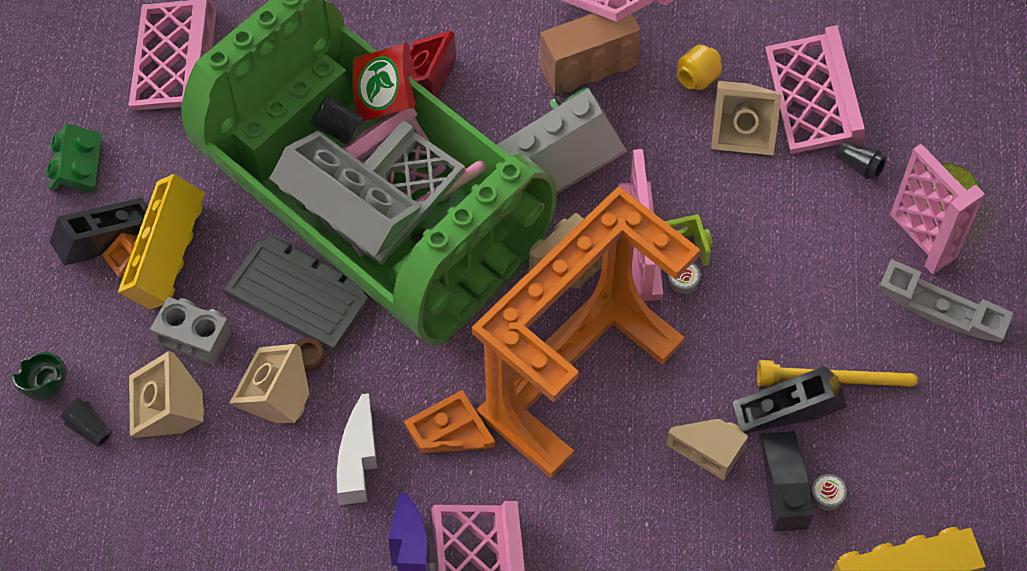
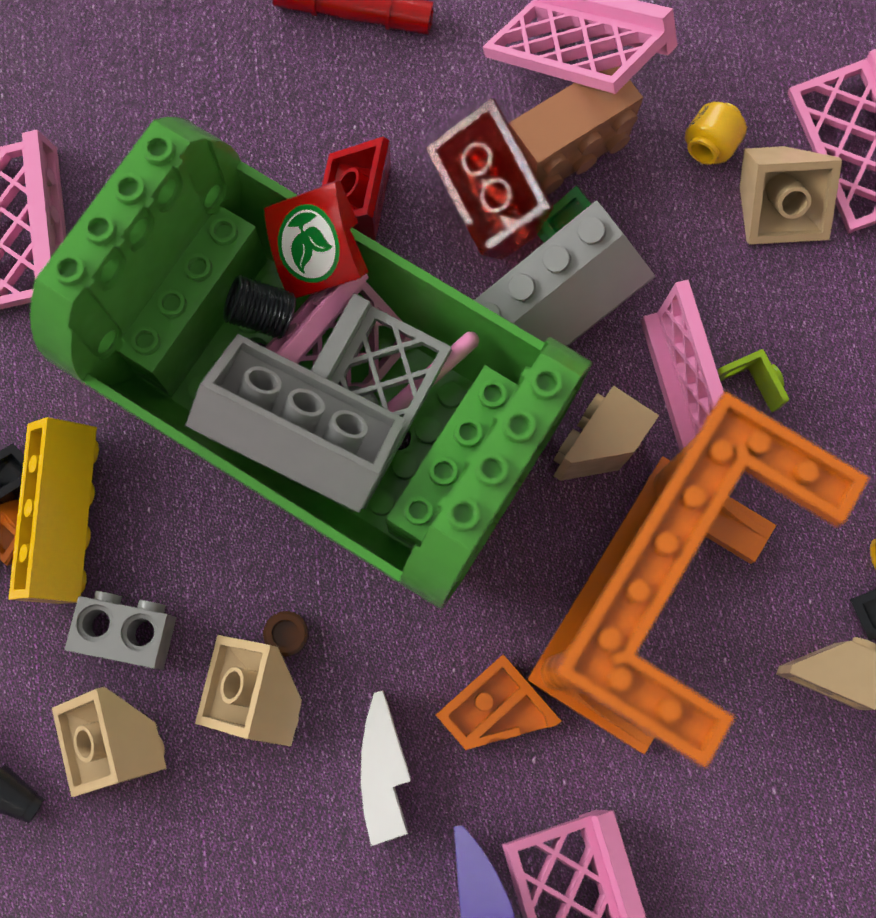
camera: 15 degrees left, 15 degrees up
(298, 294) = (249, 547): dark grey hinge -> none
(521, 73) = (491, 182): none -> clear red slope

